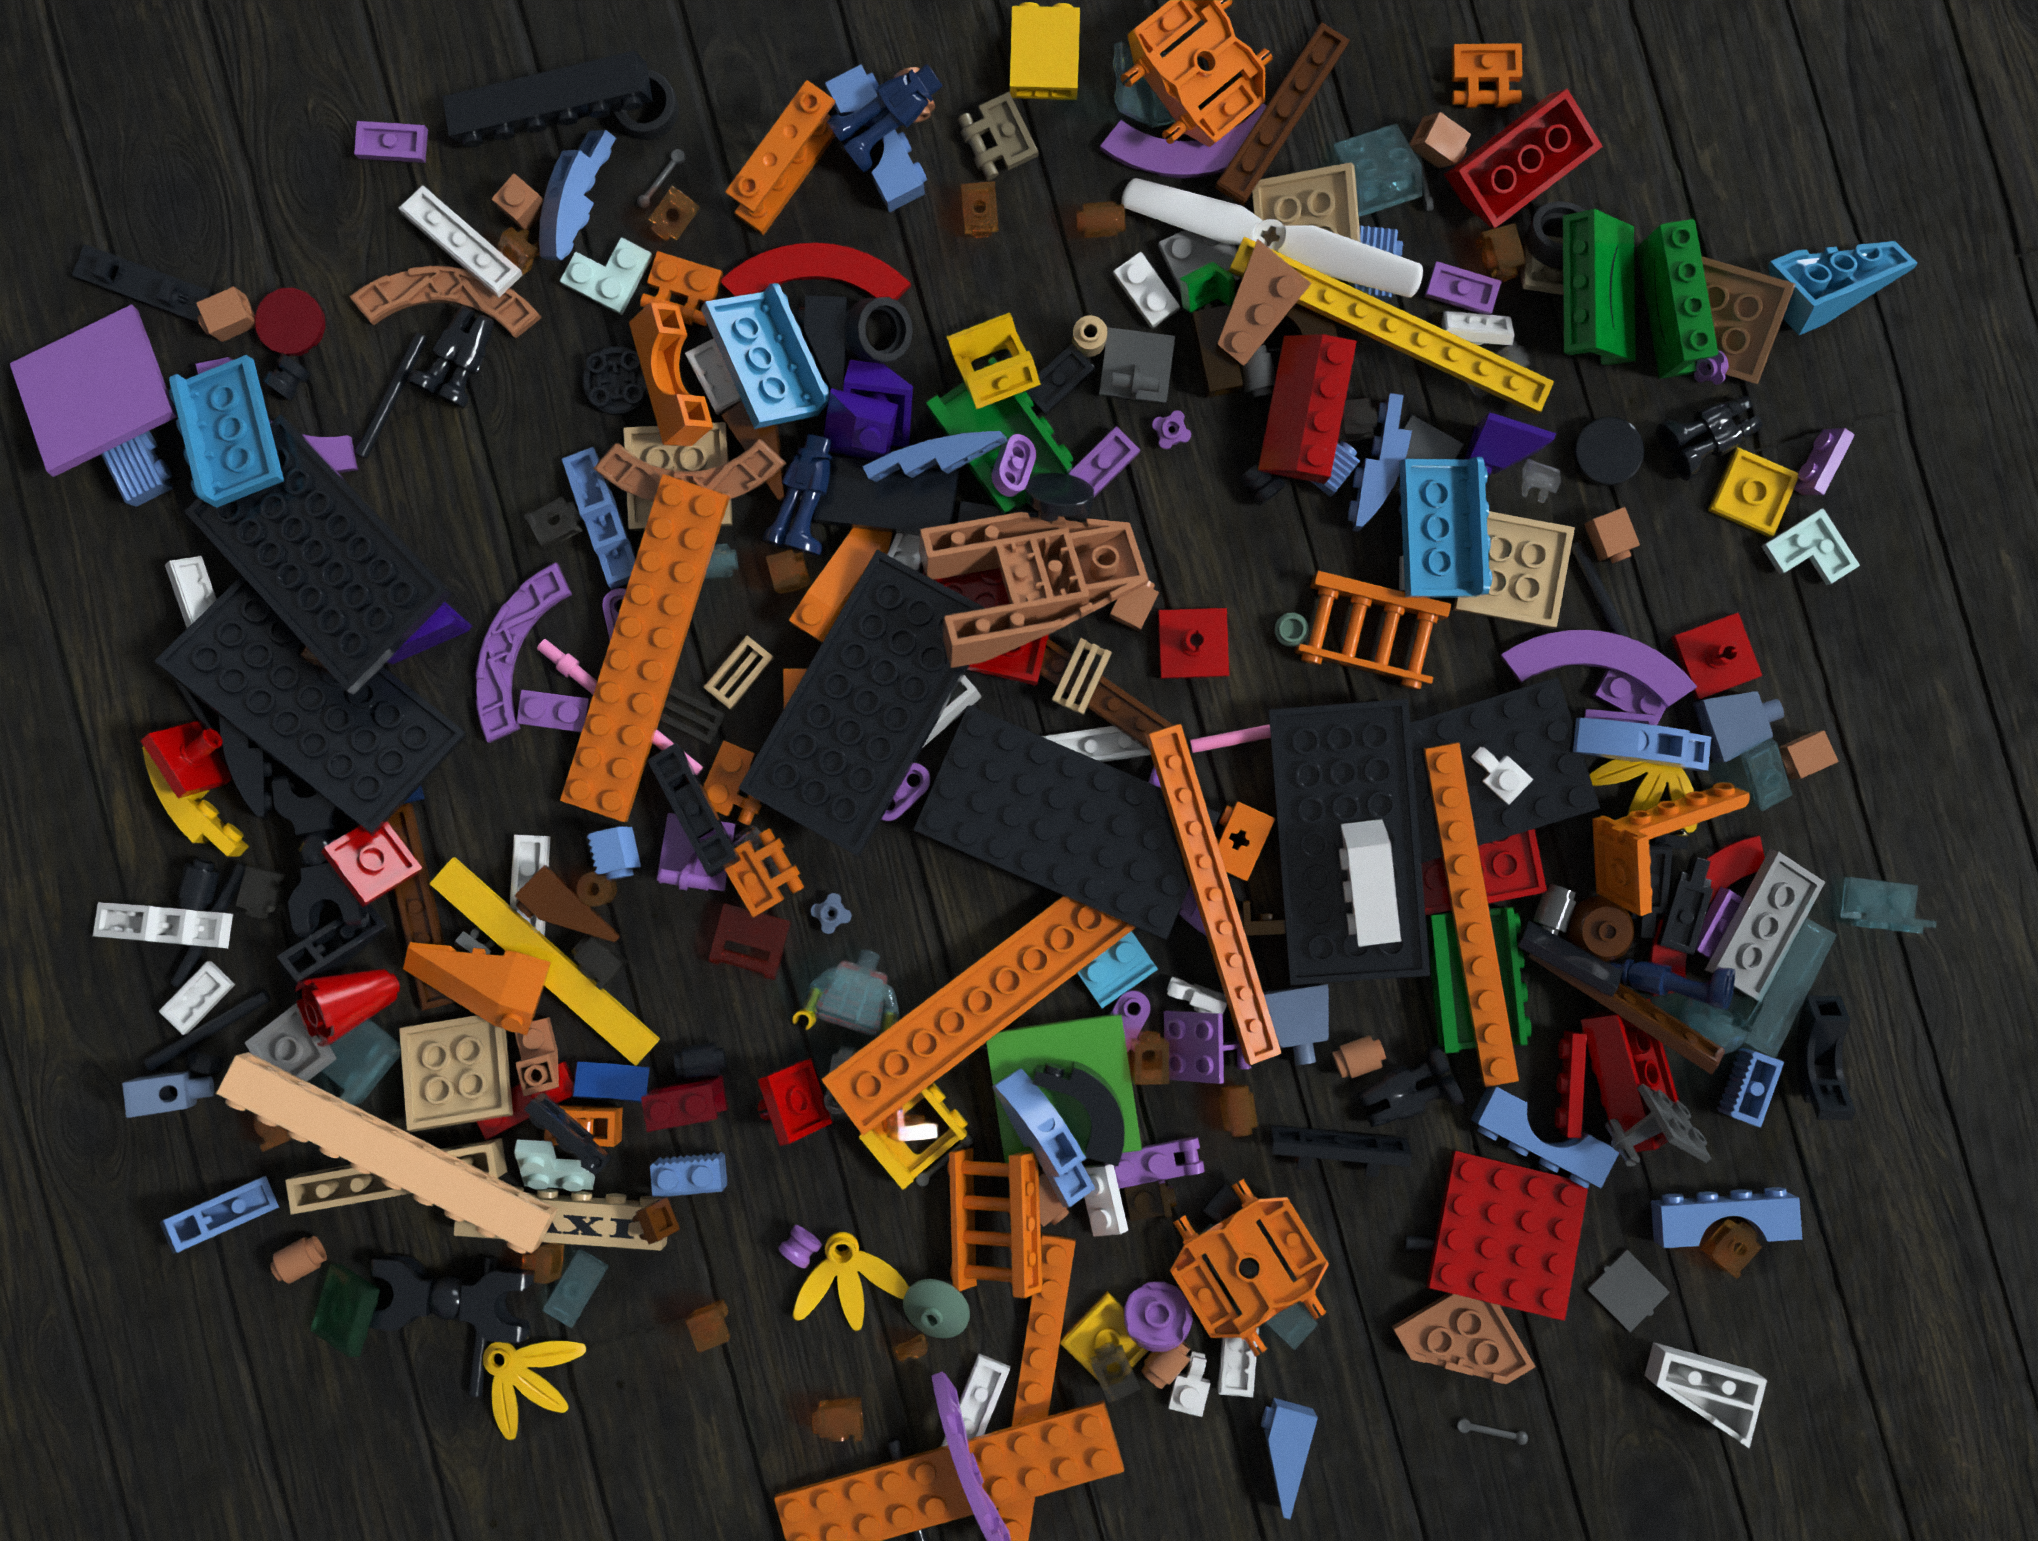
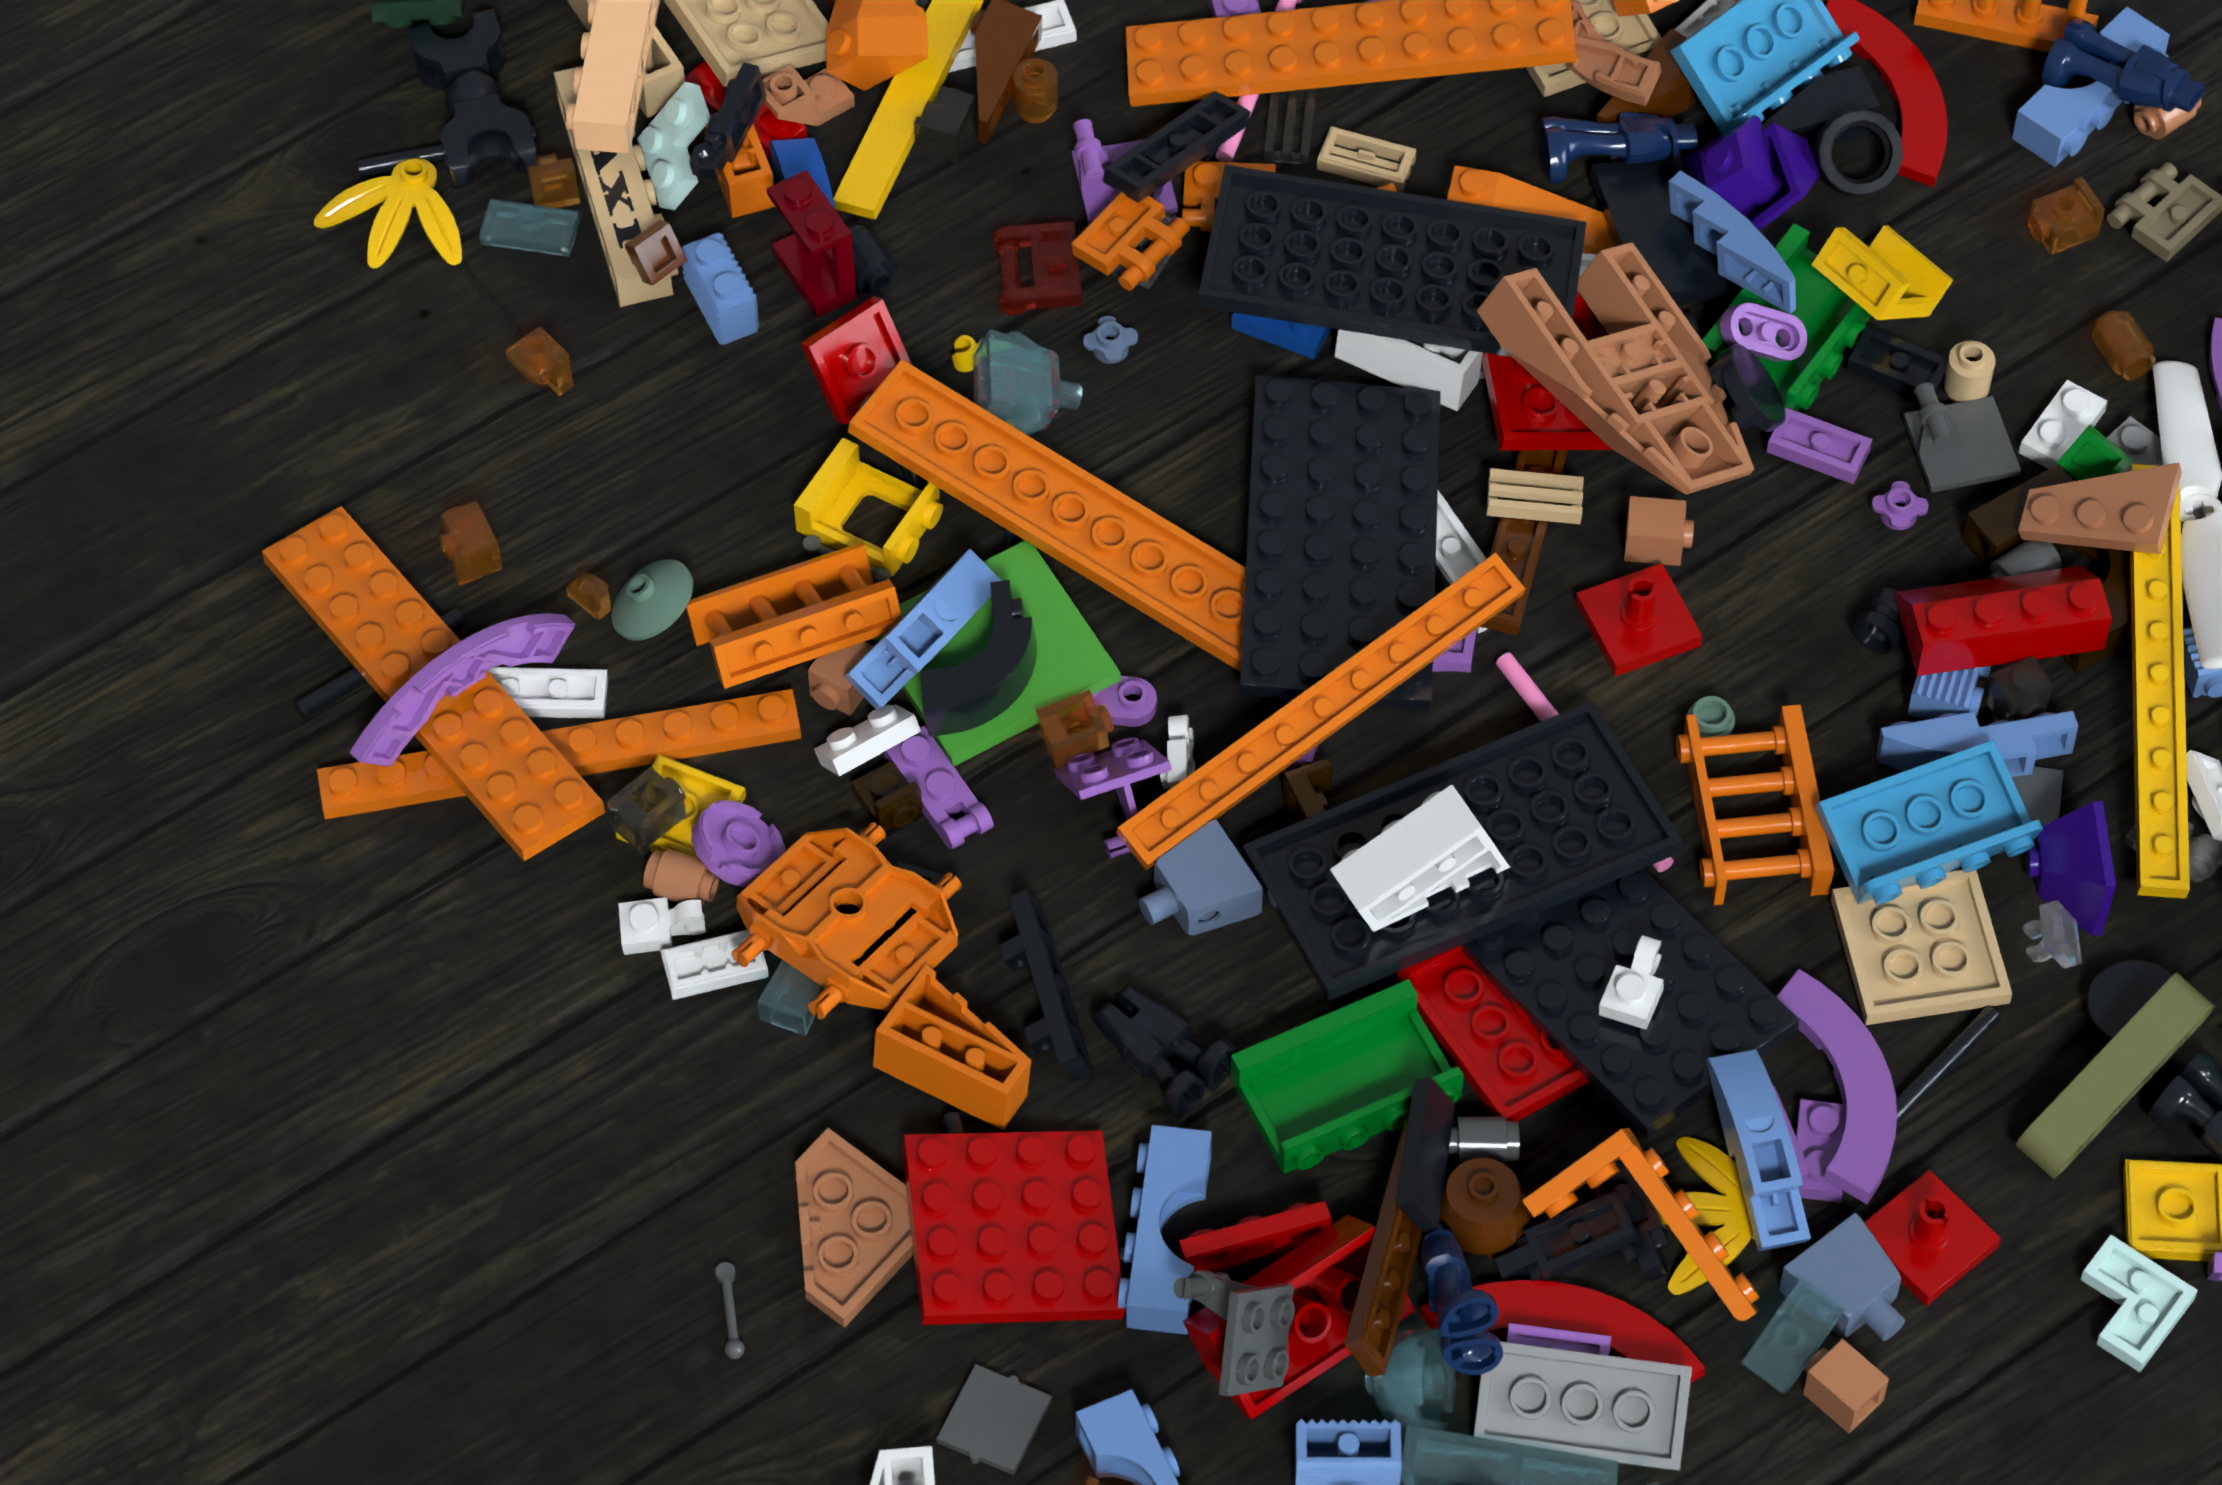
camera: 70 degrees right, 30 degrees down
(615, 852) = (1090, 83): medium blue brick -> none
(722, 562) = (1491, 91): clear light blue brick -> none
(788, 571) = (1516, 154): clear orange brick -> none
(800, 1246) = (674, 432): medium lavender wheel -> none
(846, 1267) = (665, 497): yellow plant -> none
(908, 795) = (1298, 356): medium lavender plate -> none
(908, 1127) = (875, 498): clear orange bracket -> none
(1117, 970) = (1176, 667): medium azure plate -> none
(1238, 1110) = (1049, 854): clear orange brick -> none
(1255, 829) = (1403, 740): orange brick -> none
(1288, 1440) = (617, 1055): medium blue slope -> none
(1359, 1057) = (1180, 972): nougat brick -> none
(1371, 1231) = (951, 1053): none -> orange wedge
(1471, 914) = (1429, 1027): orange plate -> none
(1612, 535) = (2025, 1044): nougat brick -> none
(1663, 490) = (2115, 1075): none -> olive beam
(1687, 908) = (1561, 1292): black hinge -> none

